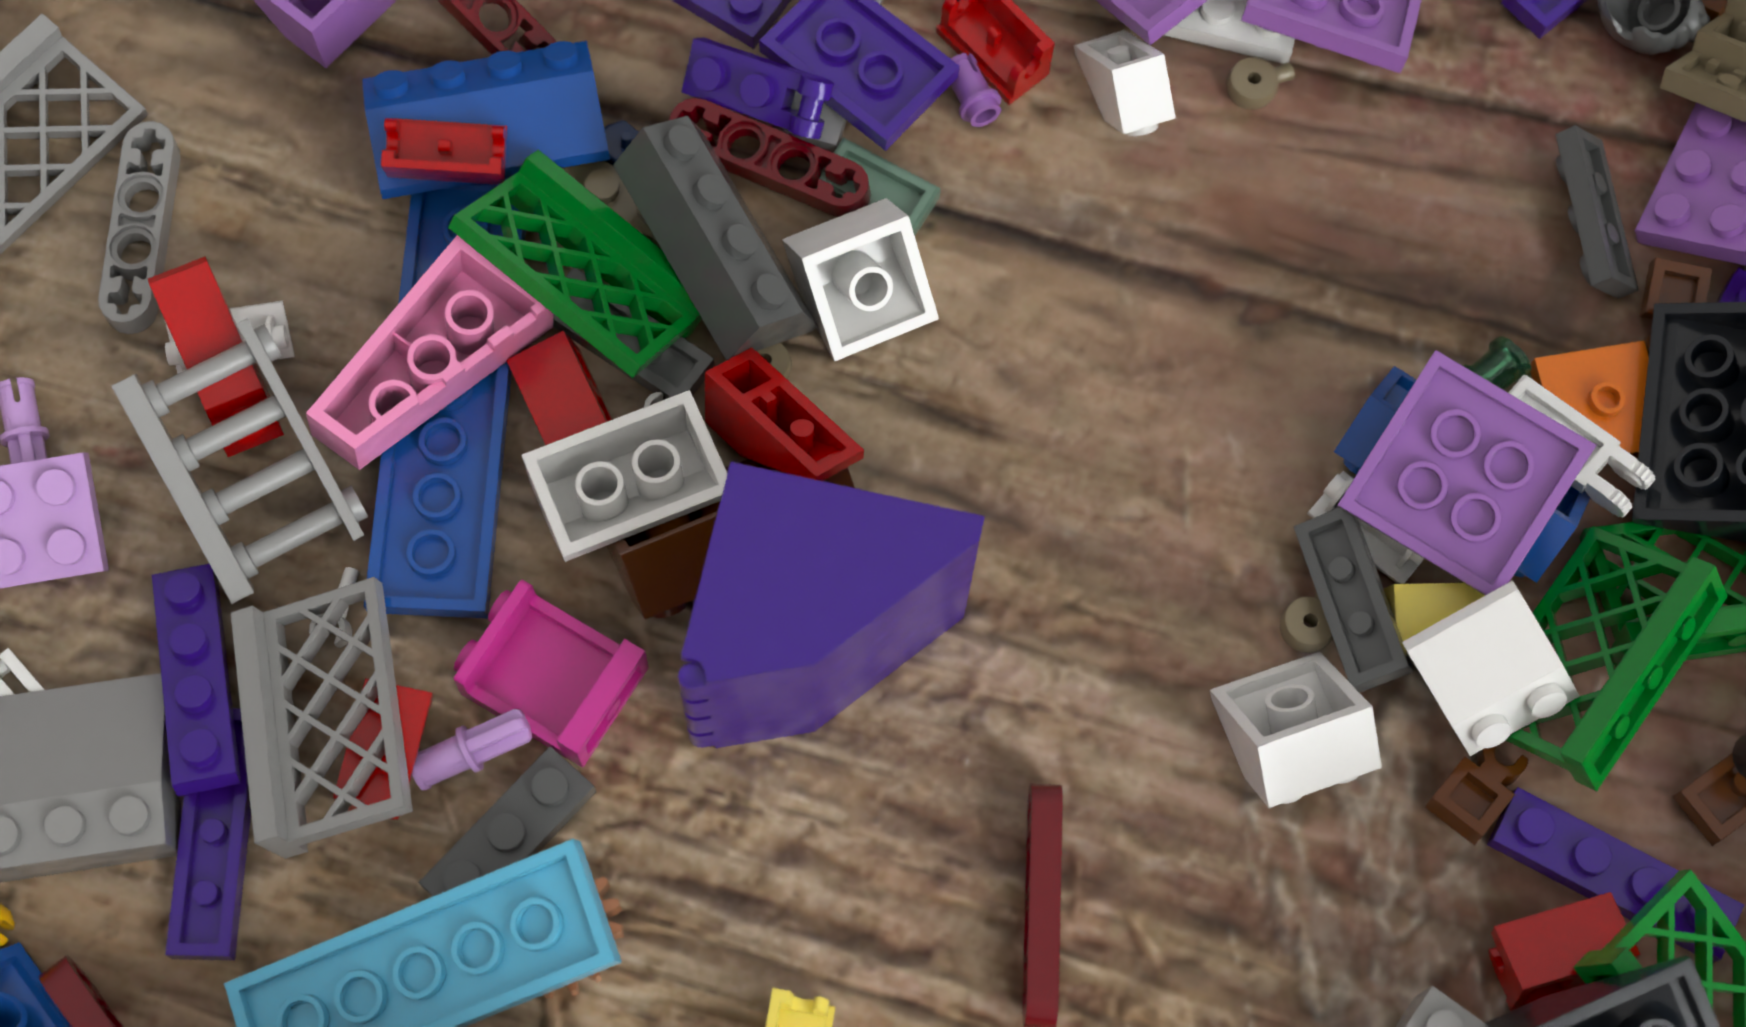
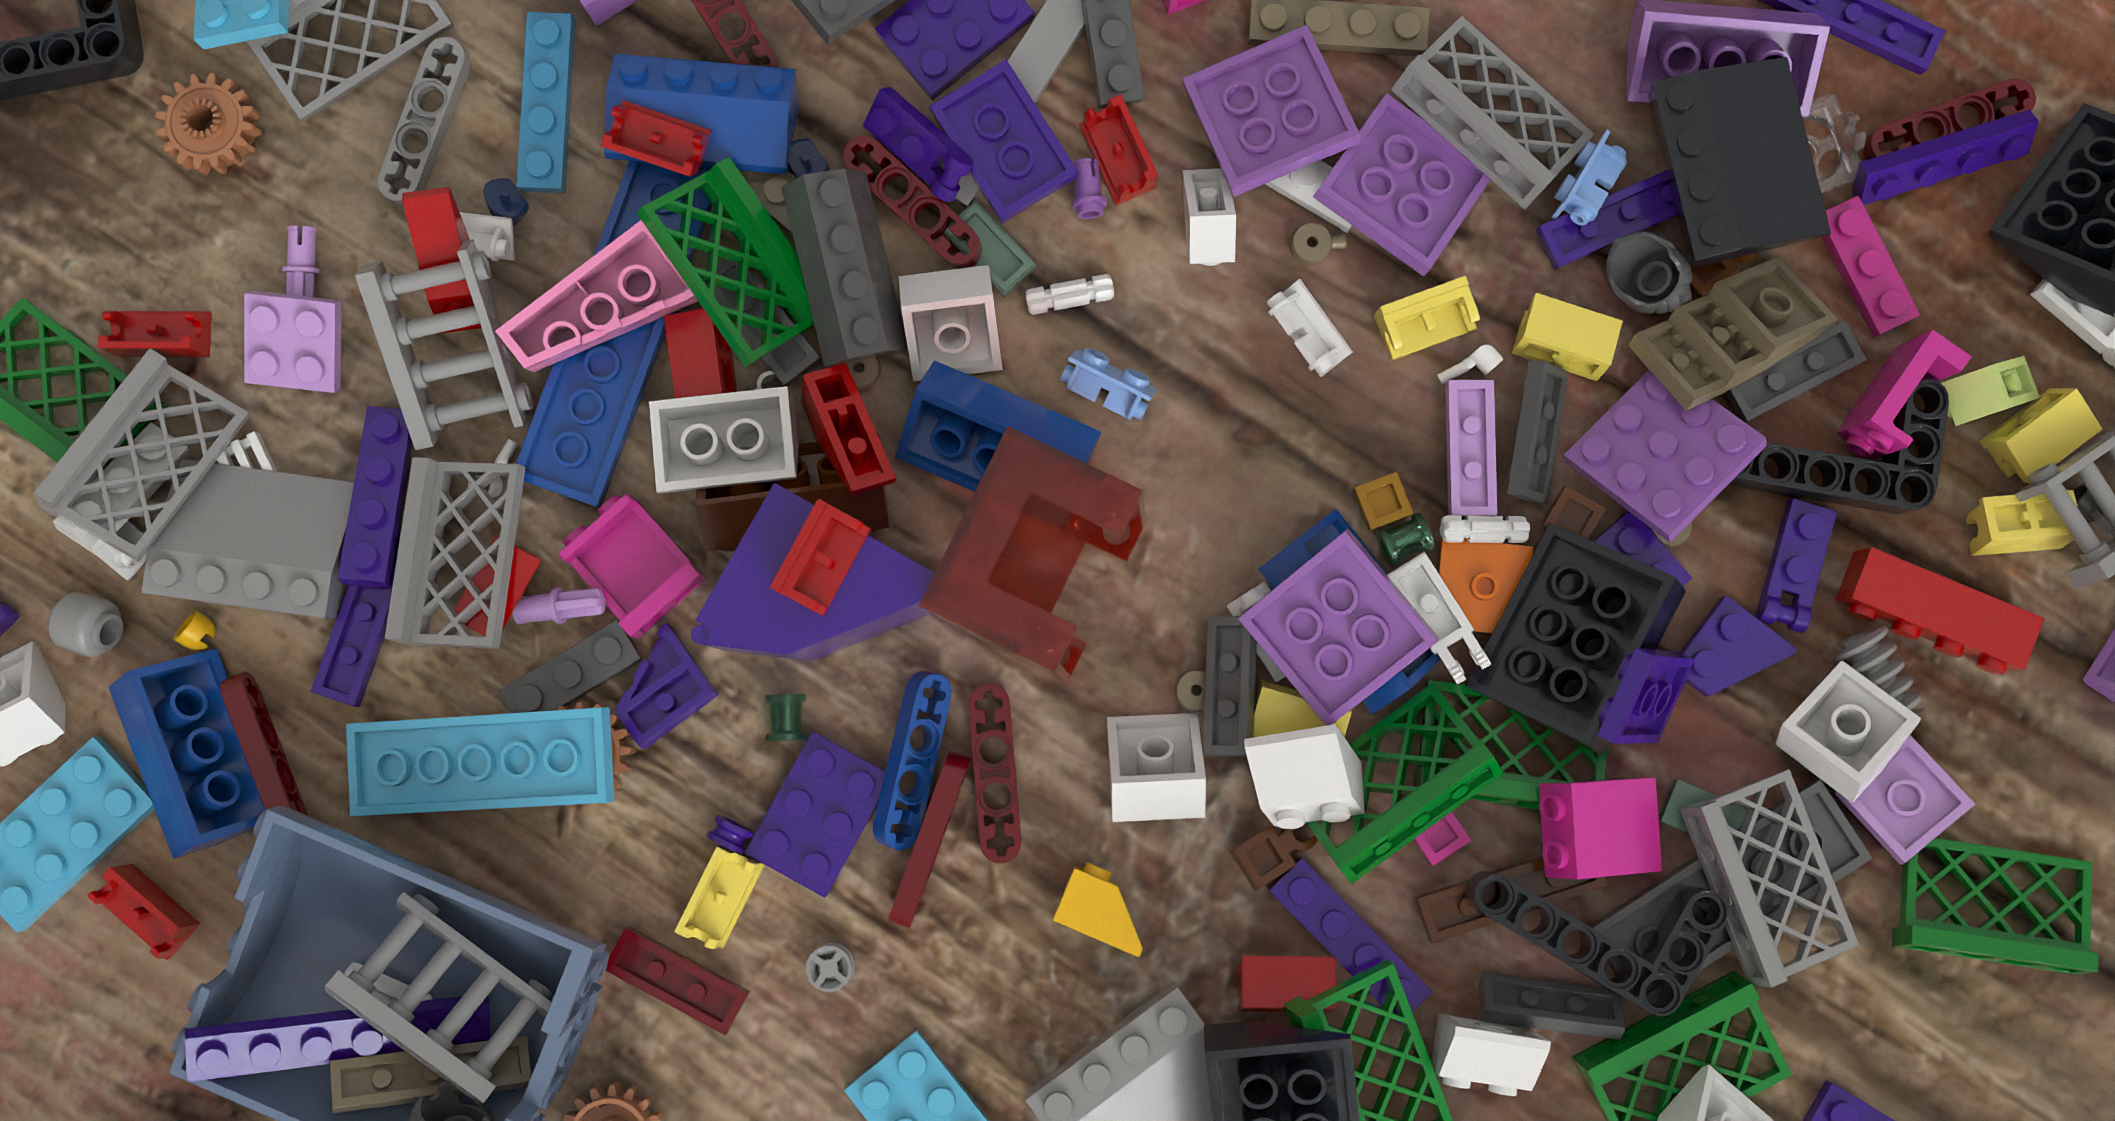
camera: 20 degrees right, 15 degrees up
(263, 284) = (505, 200): none -> dark blue piece
(286, 169) = (546, 102): none -> dark azure plate
(638, 817) = (664, 690): none -> dark purple wing
(779, 973) = (729, 834): none -> dark purple bush
(819, 820) = (785, 717): none -> clear green bush
(821, 527) = (820, 557): none -> red hinge
(887, 919) = (818, 814): none -> dark purple plate
(966, 400) = (961, 420): none -> blue slope
(978, 809) = (919, 761): none -> blue beam
(990, 211) = (1069, 294): none -> white axle
(1060, 423) = (1022, 546): none -> clear red windscreen
(1096, 298) = (1124, 387): none -> light blue hinge
(1102, 795) = (989, 773): none -> dark red beam
(1287, 170) = (1309, 328): none -> white hinge
(1290, 927) = (1097, 909): none -> yellow slope
(1418, 123) = (1427, 318): none -> light yellow hinge
(1450, 333) = (1382, 501): none -> pearl gold plate
(1500, 151) = (1484, 358): none -> white hand
(1527, 252) = (1471, 448): none -> lavender plate
(1580, 334) = (1484, 529): none -> white axle
(1597, 96) = (1567, 337): none -> light yellow hinge
(1678, 712) = (1442, 839): none -> dark pink plate

